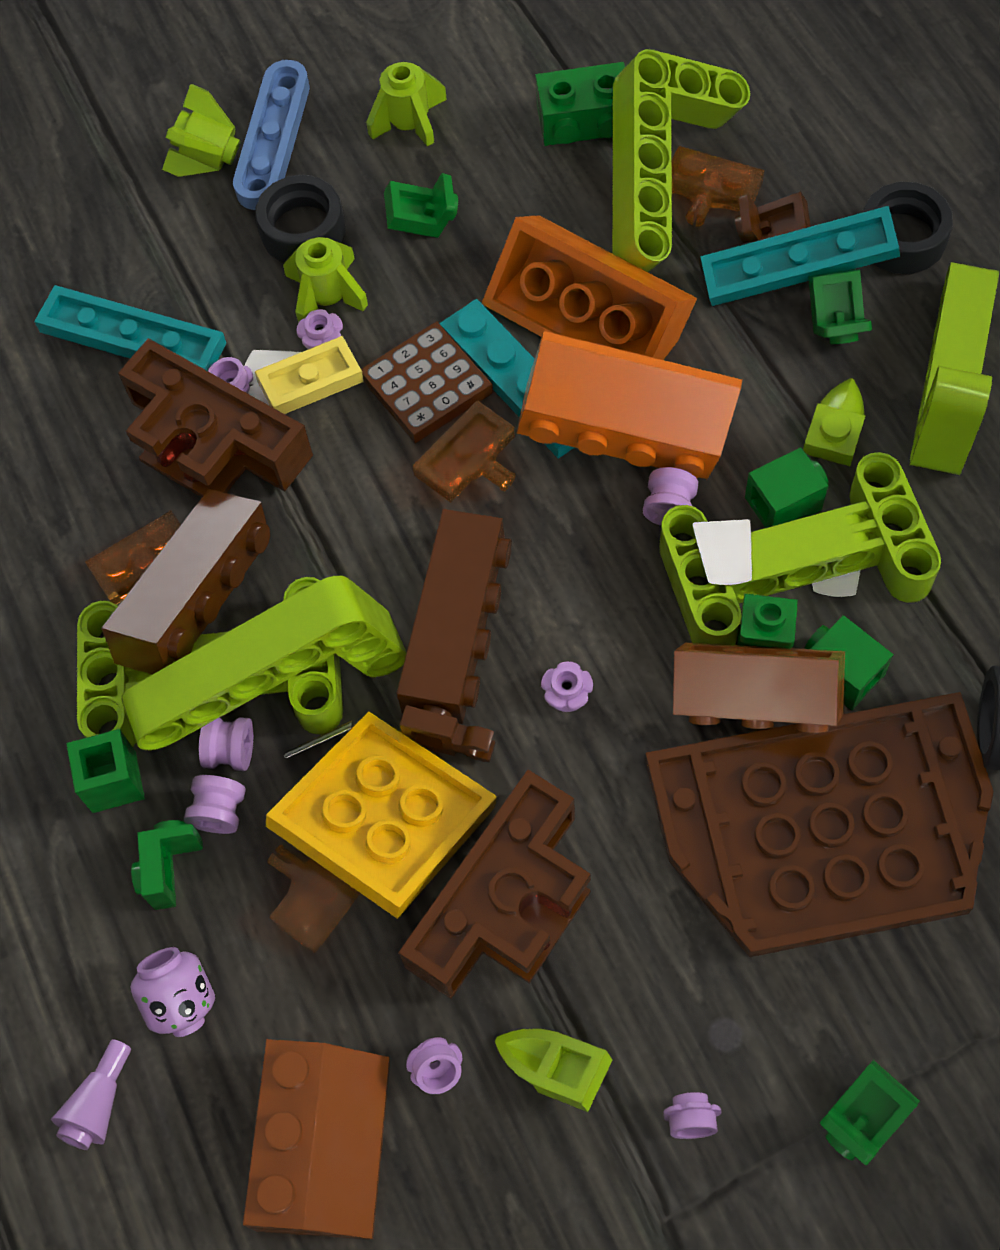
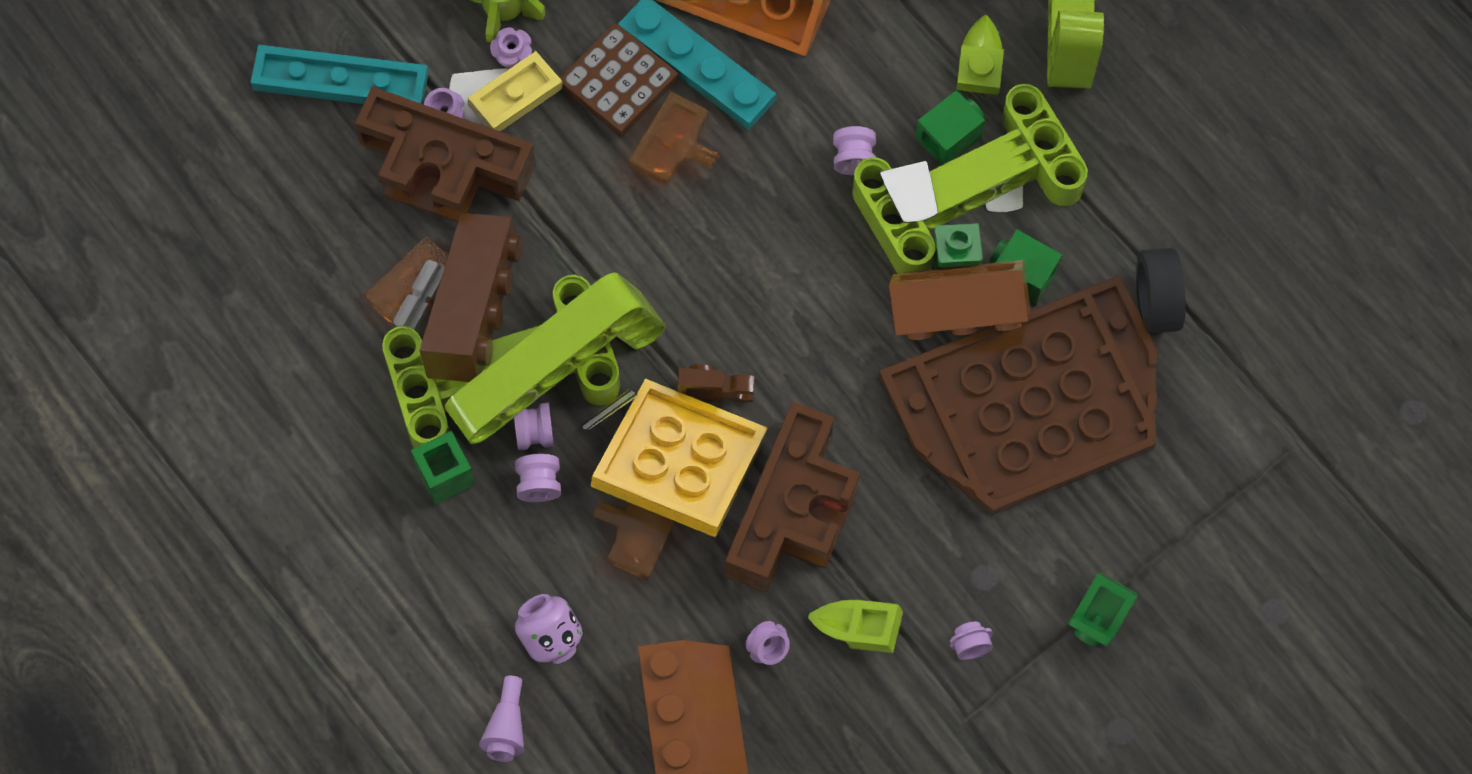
camera: 20 degrees left, 5 degrees up
(129, 577) = (416, 305): none -> light grey piece
(154, 871) = (503, 540): green bracket -> none
(454, 612) = (695, 282): reddish brown brick -> none
(569, 699) = (797, 337): lavender plate -> none
(627, 405) = (804, 80): orange slope -> none

